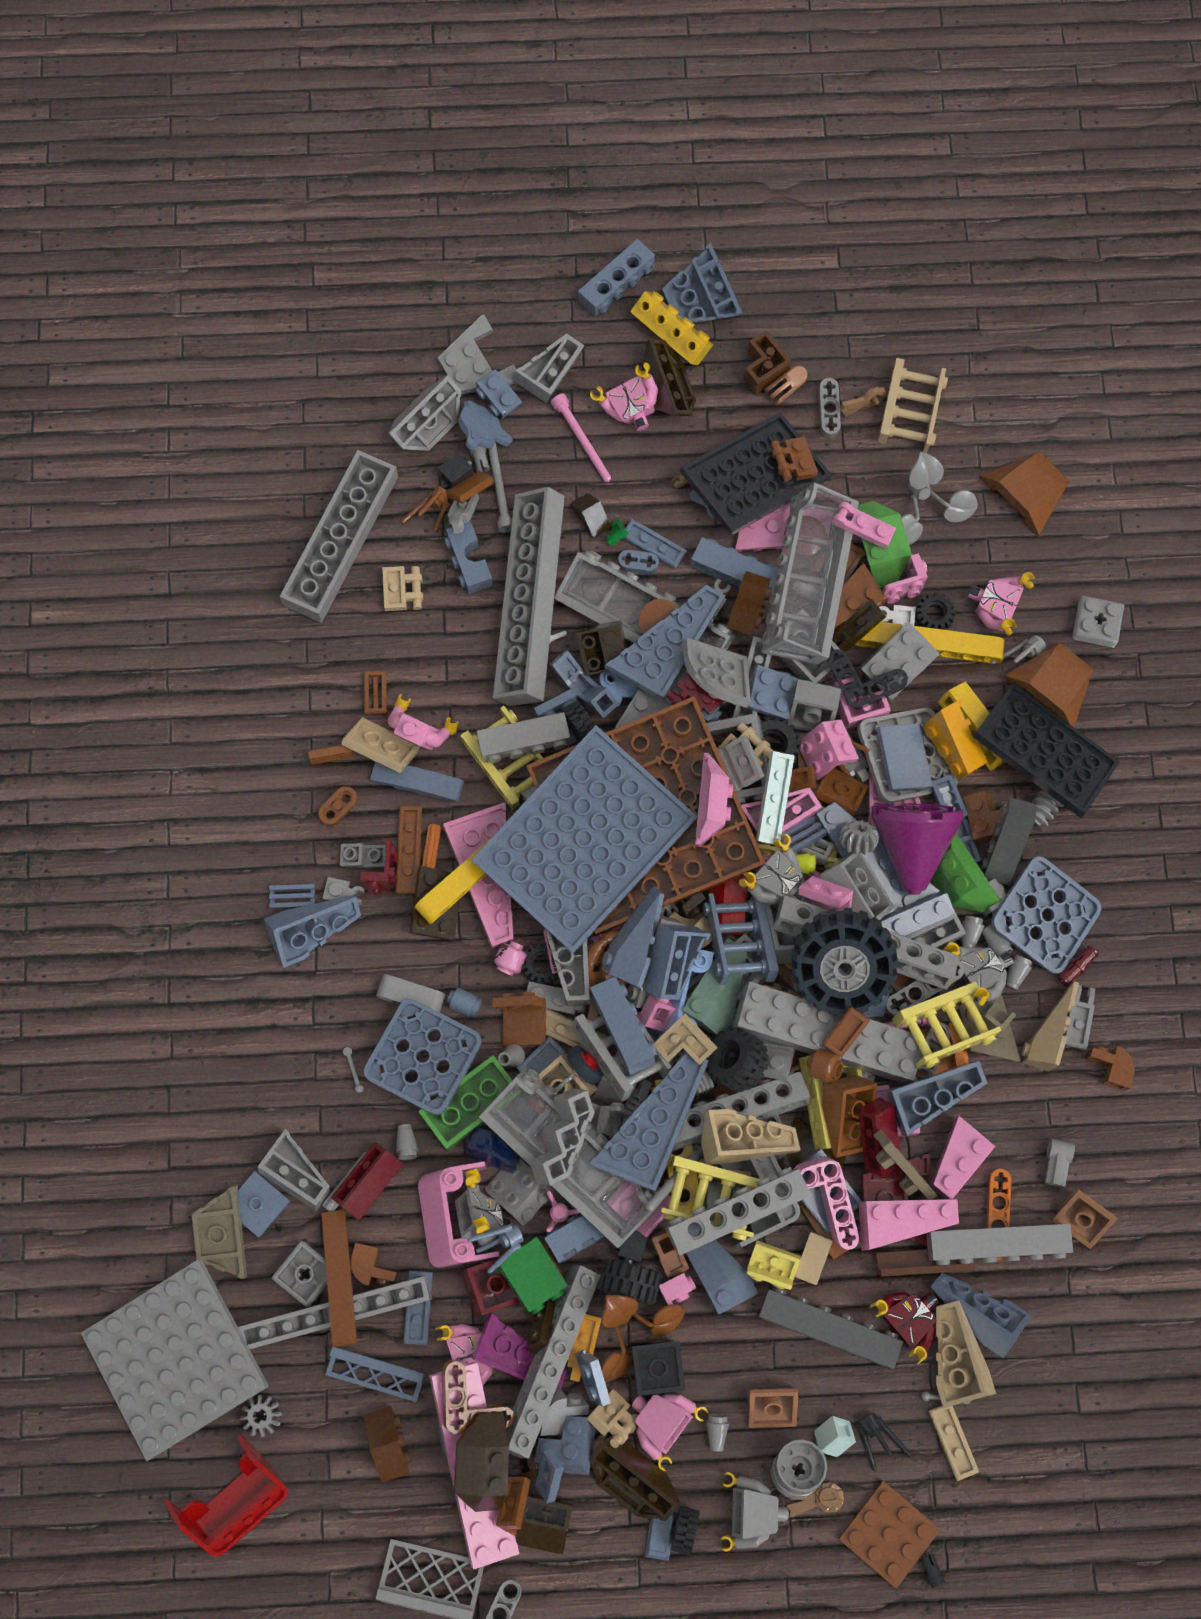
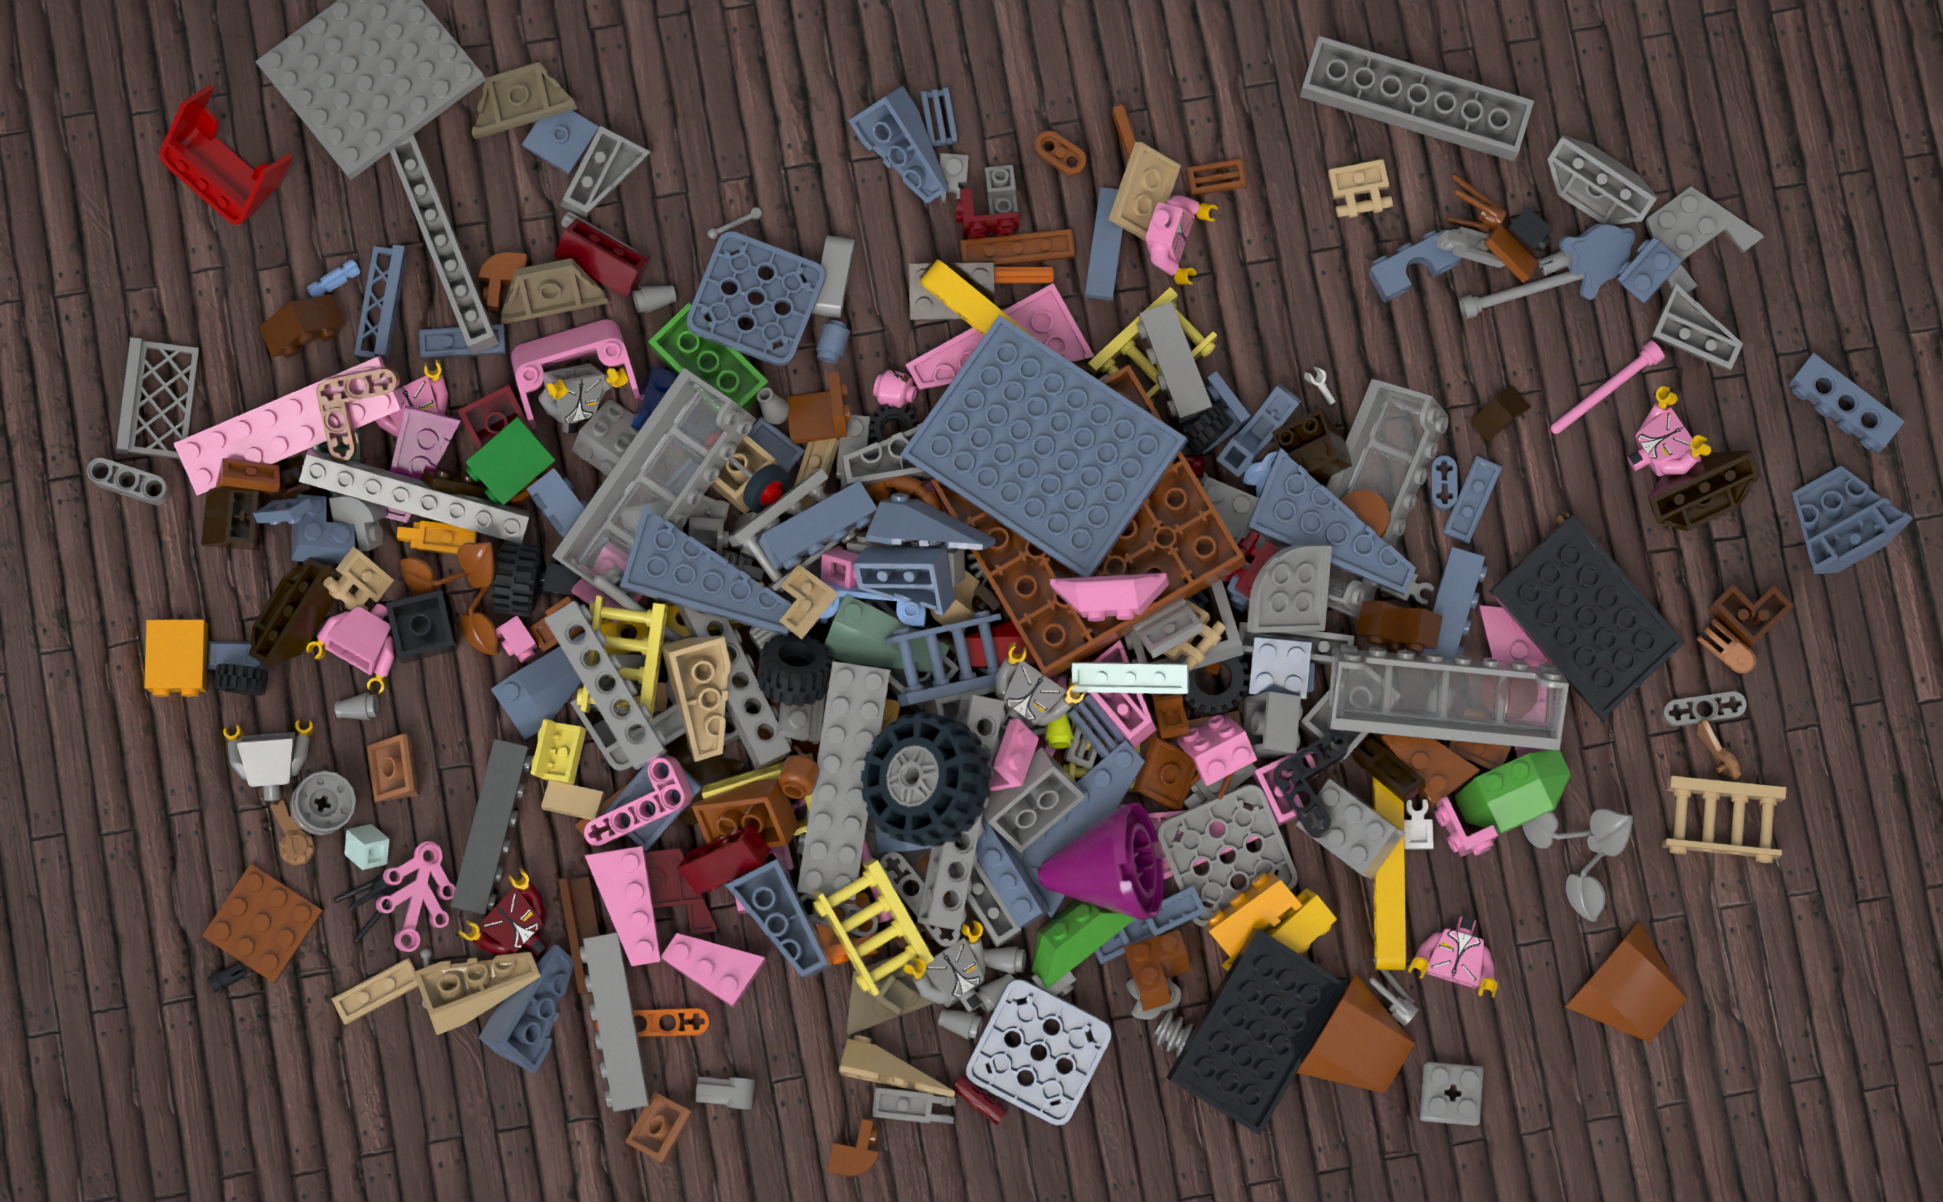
camera: 85 degrees right, 5 degrees up
(259, 1407) = (330, 175): light grey gear -> none
(289, 1274) = (479, 187): light grey brick -> none
(339, 1278) = (481, 239): dark orange tile -> none
(349, 1412) = (334, 279): none -> light blue axle
(389, 1228) = (550, 290): none -> dark tan wing
(483, 1463) = (288, 428): dark brown wedge -> none
(509, 1237) = (551, 426): sand blue plant -> none
(529, 597) = (1368, 346): light grey brick -> none
(559, 1212) = (590, 486): bright pink plant -> none
(563, 1137) = (669, 468): light grey brick -> none
(592, 1378) = (406, 544): sand blue plate -> none
(617, 532) = (1478, 450): green tile -> none
(657, 1586) = (176, 657): none -> light orange brick
(671, 327) = (1782, 484): yellow brick -> none
(799, 457) = (1617, 672): dark orange plate -> none
(846, 1031) = (841, 792): dark orange tile -> none
(859, 837) = (1098, 792): light grey gear -> none
(863, 525) = (1522, 758): bright pink plate -> none
(879, 1396) = (419, 892): none -> bright pink plant
(890, 1155) = (682, 907): dark tan hinge -> none
(904, 757) = (1219, 847): sand blue tile -> none
(940, 602) = (1442, 862): black tyre -> none
(1009, 840) = (1121, 985): dark grey brick -> none

